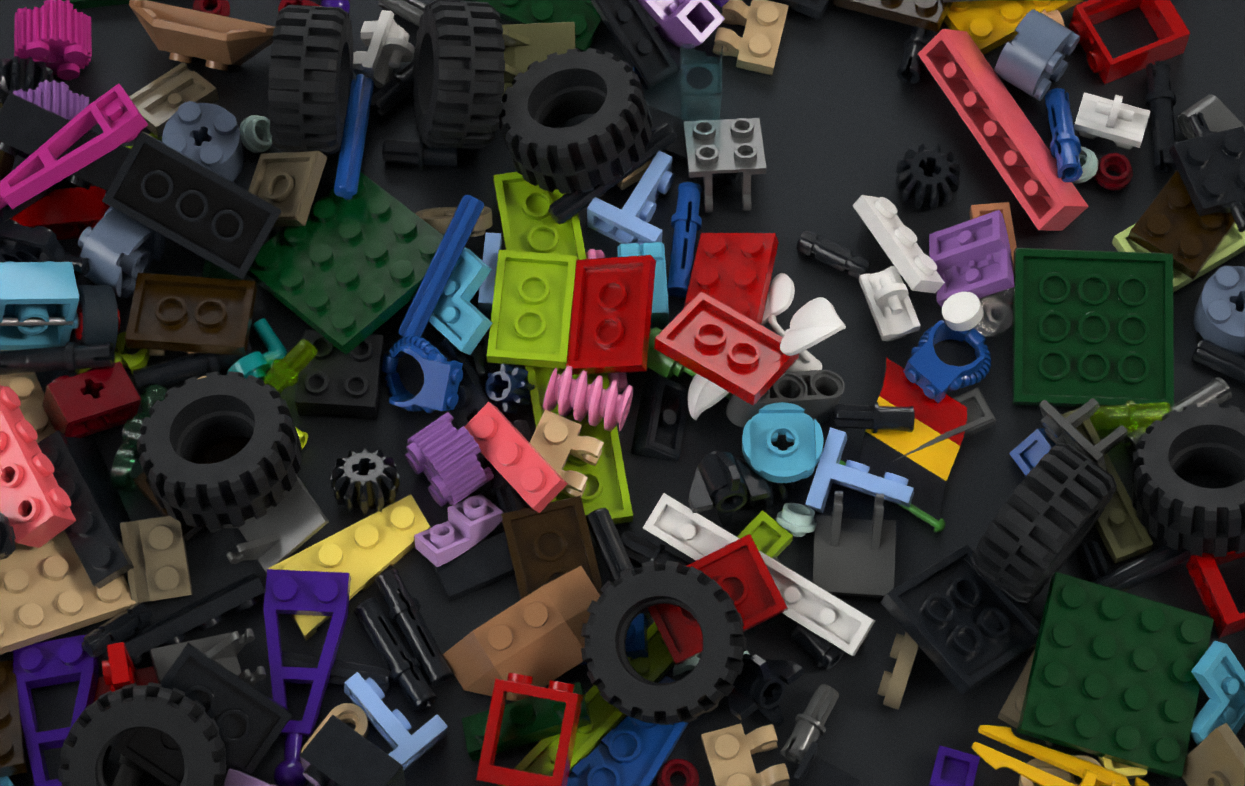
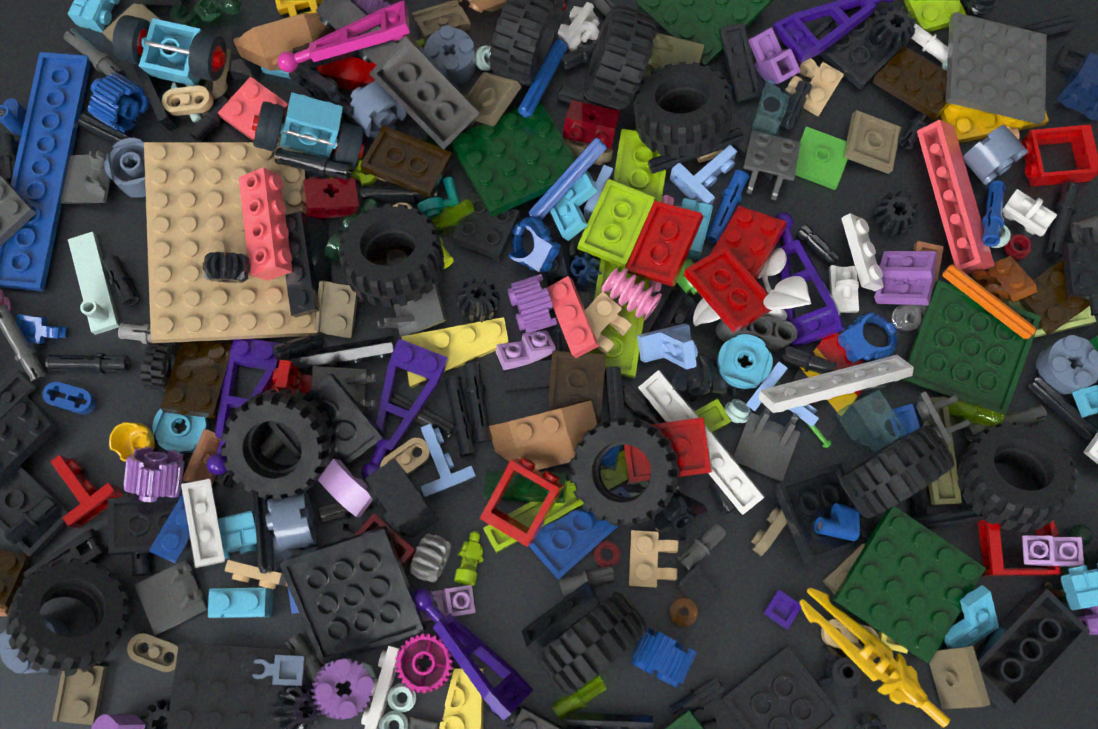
camera: 20 degrees right, 10 degrees up
(442, 180) = (589, 121): none -> dark red brick
(666, 454) = (669, 343): none -> light blue bracket
(735, 68) = (796, 105): none -> black axle
(797, 131) = (821, 158): none -> bright green plate
(860, 87) = (872, 142): none -> dark tan plate
(867, 361) = (821, 321): none -> dark purple plate
(920, 433) = (835, 383): none -> white plate
(962, 311) = (889, 310): white tile -> none
(985, 469) = (871, 421): none -> clear light blue piece
(995, 622) = (843, 523): none -> blue piece
(1094, 255) = (989, 302): none -> orange axle
(1109, 221) = (1006, 280): none -> dark orange plate

